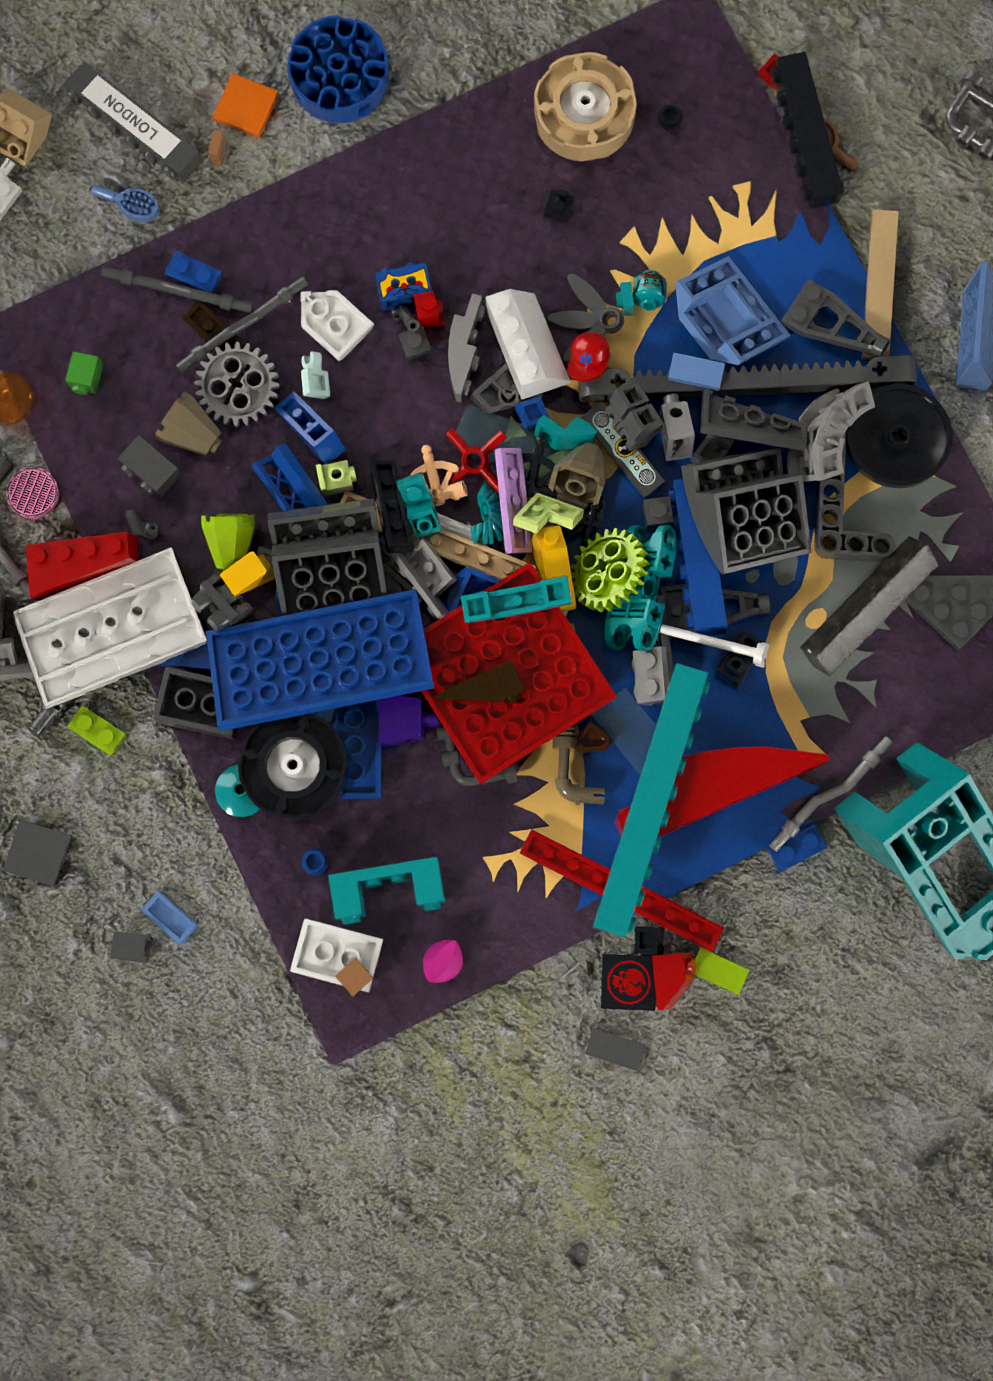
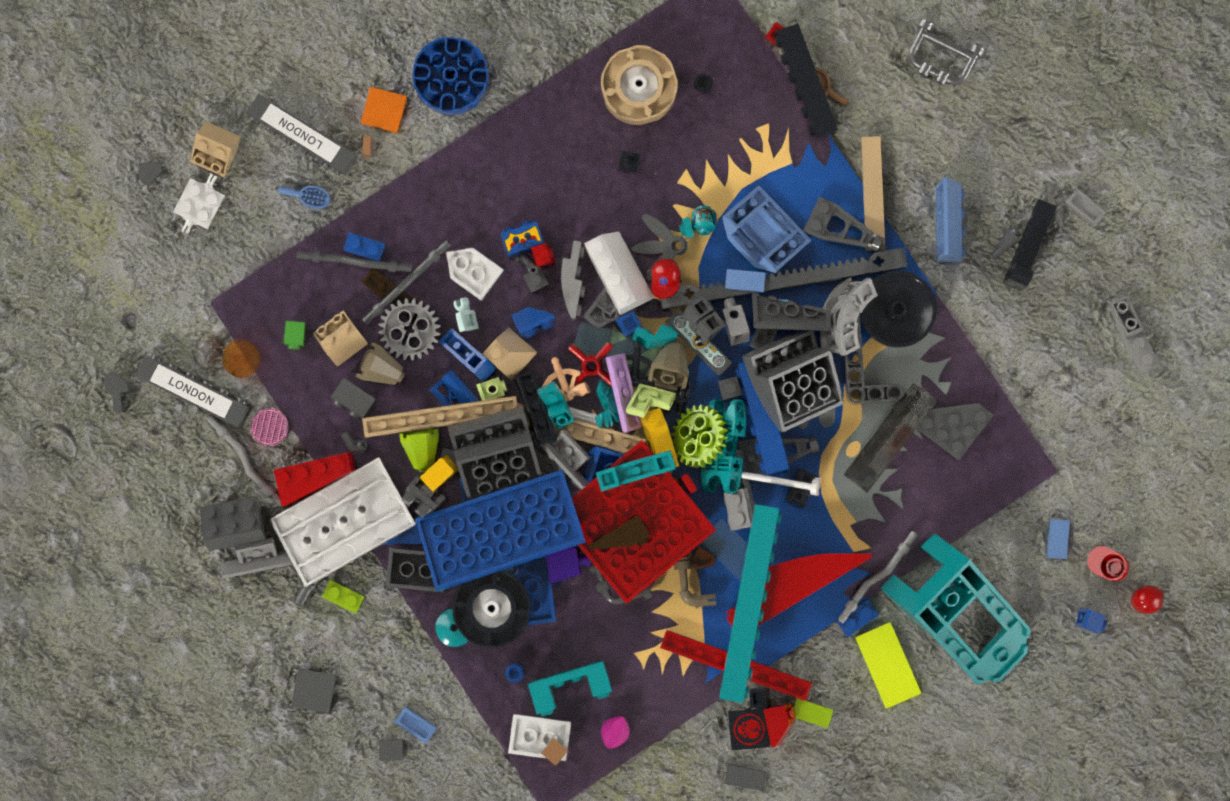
camera: 10 degrees left, 5 degrees up
(142, 385) = (340, 338): none -> tan slope
(250, 500) = (434, 416): none -> tan tile
(366, 433) = (509, 353): none -> tan slope
(403, 392) = (531, 320): none -> blue slope
(586, 632) = (688, 483): none -> red tile
(831, 918) = (888, 665): none -> neon yellow tile

